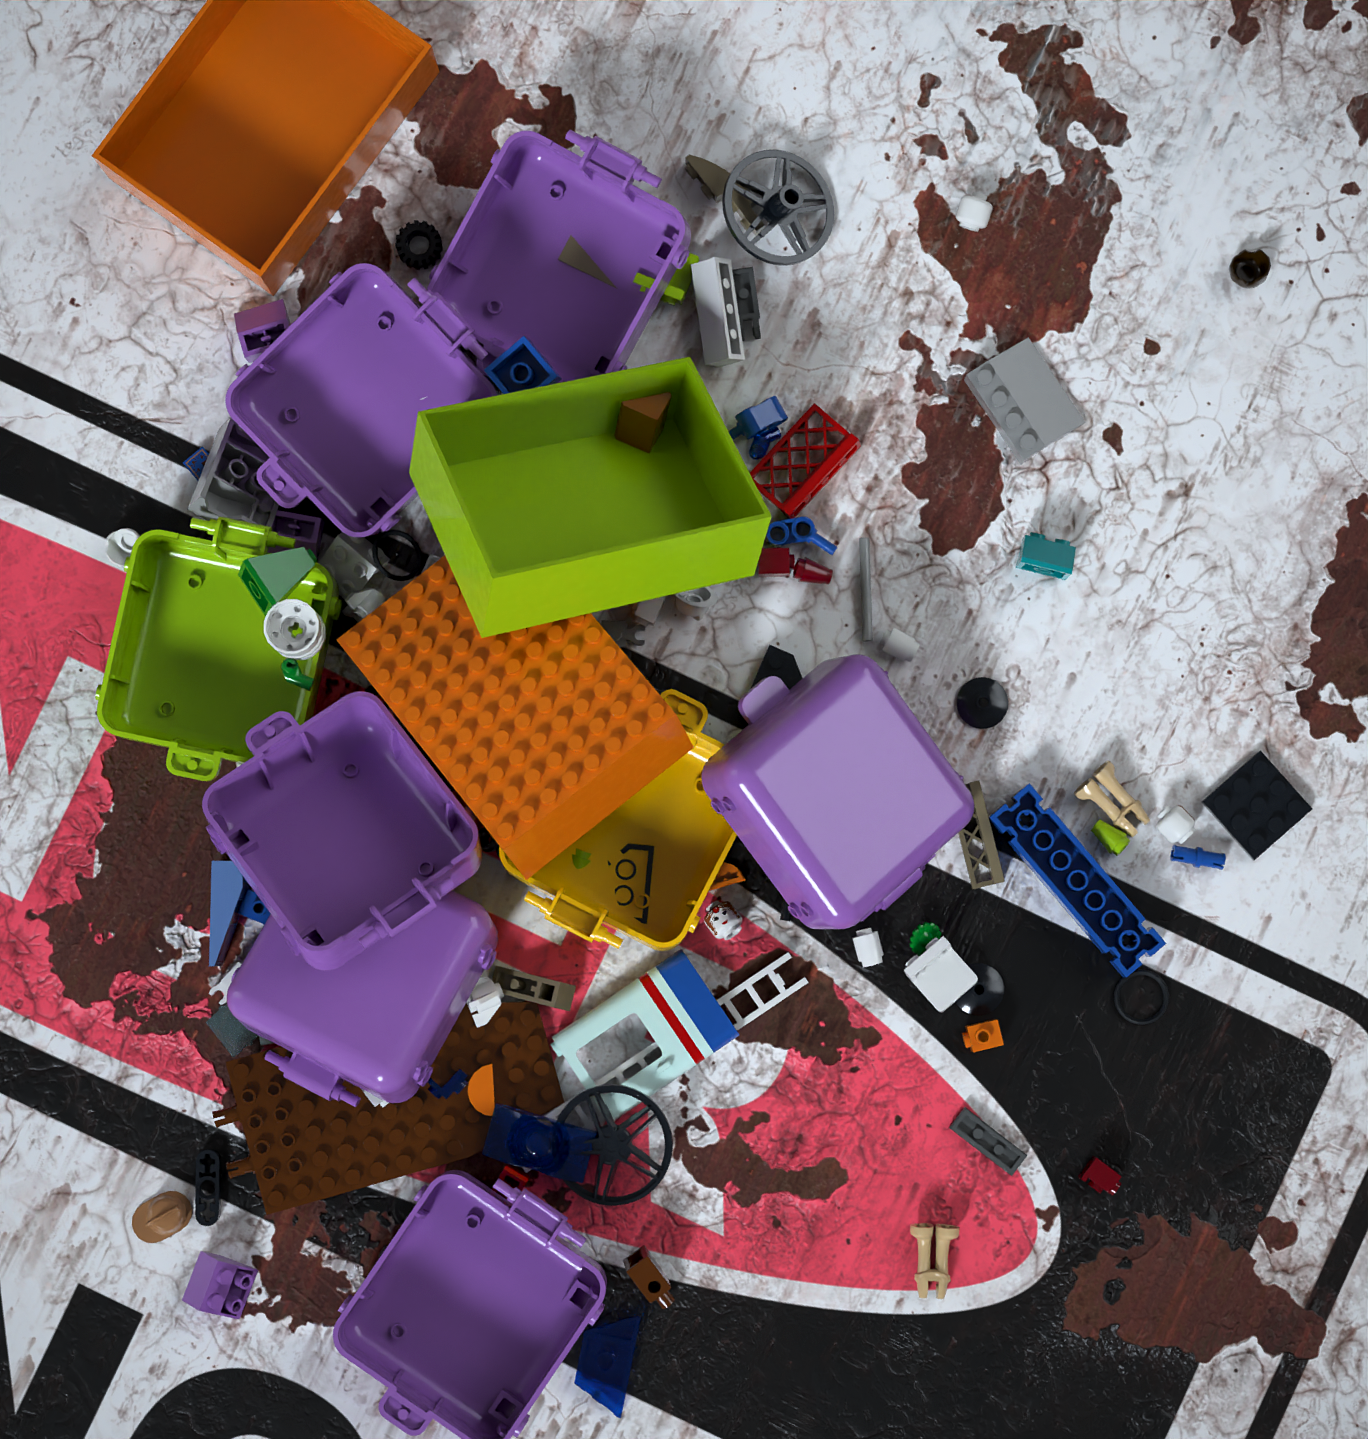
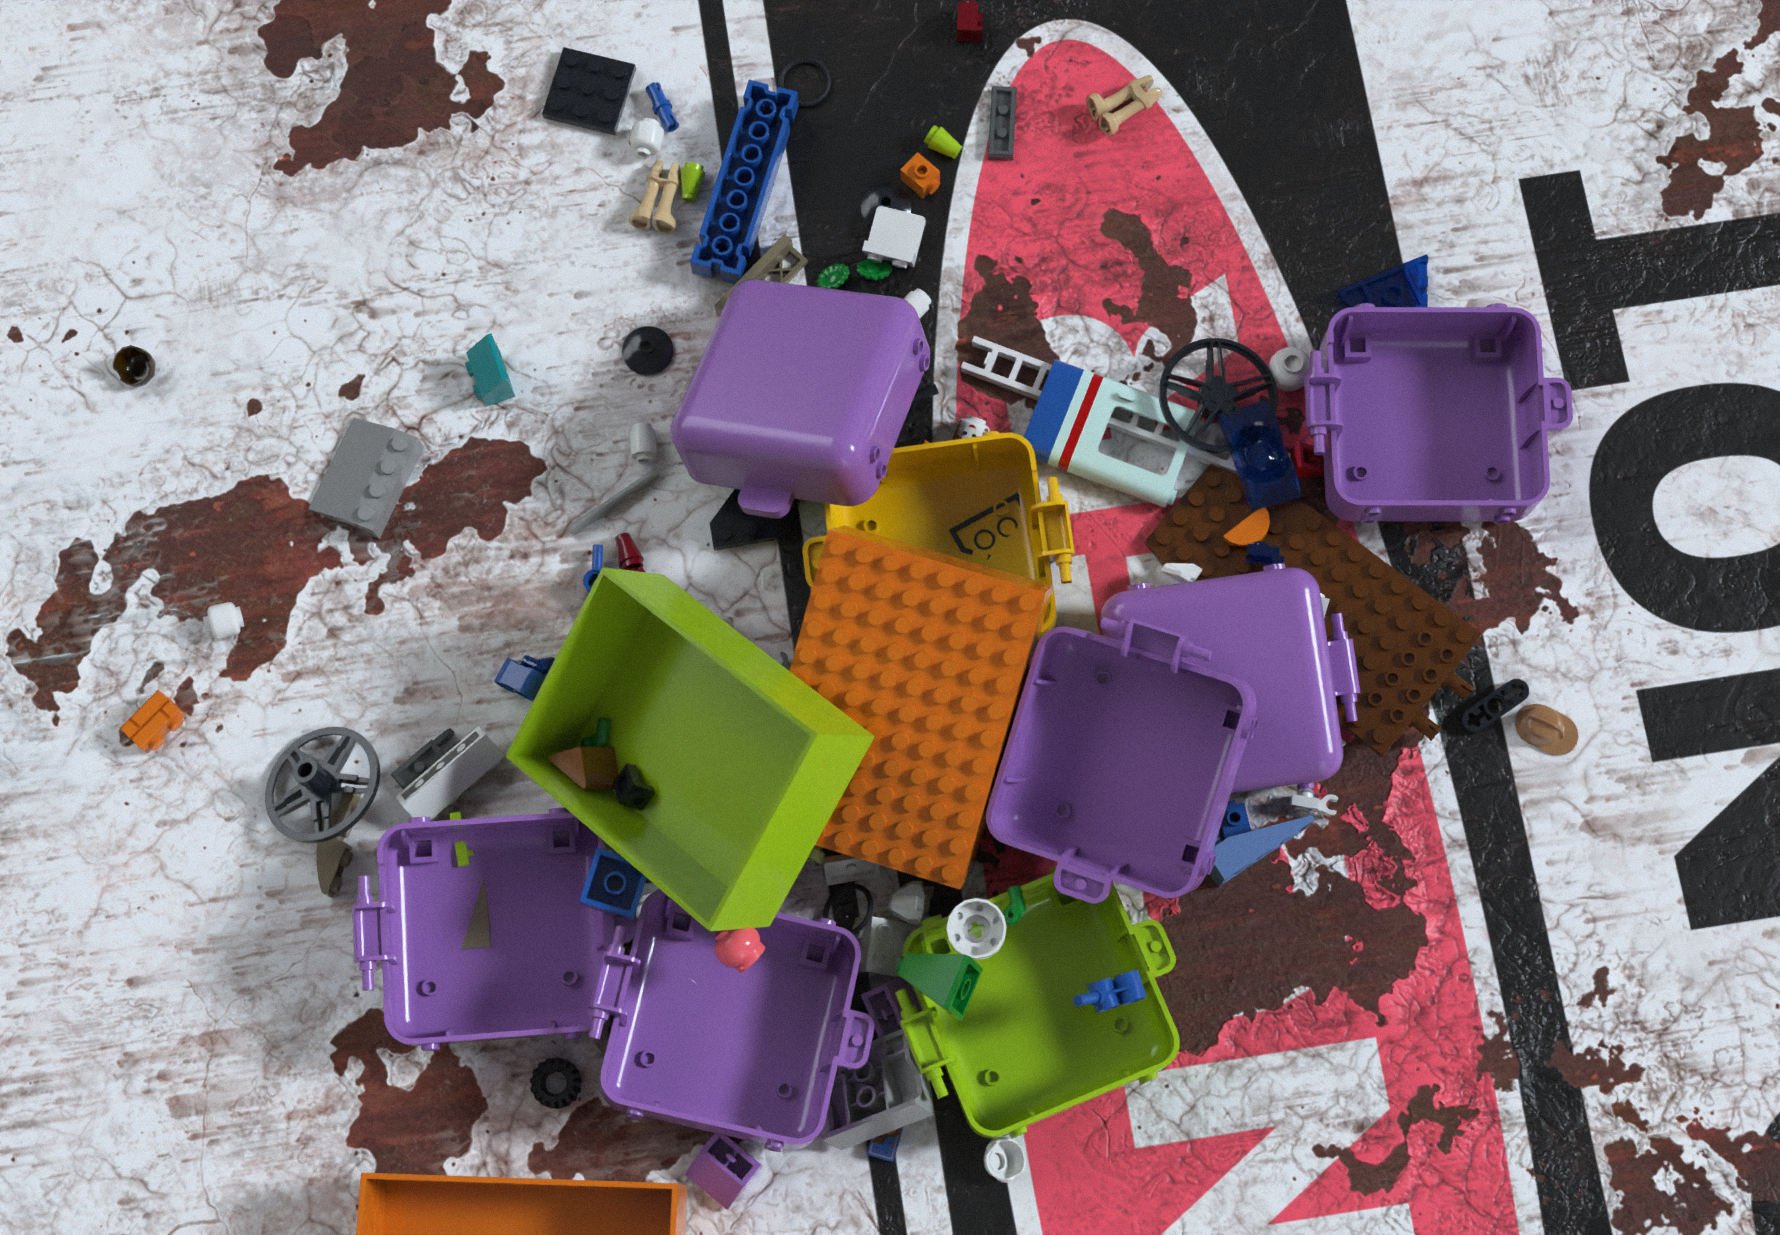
camera: 125 degrees left, 10 degrees down
(179, 701) = (1112, 993): none -> blue beam
(219, 1285) = (1566, 640): medium lavender slope -> none
(230, 1031) = (1350, 779): clear light blue piece -> none
(400, 436) = (738, 948): none -> coral piece
(534, 988) = (1135, 545): dark tan slope -> none
(598, 1225) = (1289, 368): none -> white piece
(602, 440) = (630, 790): none -> black bracket
(643, 1270) = (1301, 299): reddish brown torso -> none
(664, 446) = (601, 736): none -> green arm
(819, 476) = (530, 598): red fence -> none
(924, 107) = (153, 722): none -> orange brick
(941, 899) = (833, 276): none -> green piece
(1002, 1076) = (942, 142): none -> lime cone

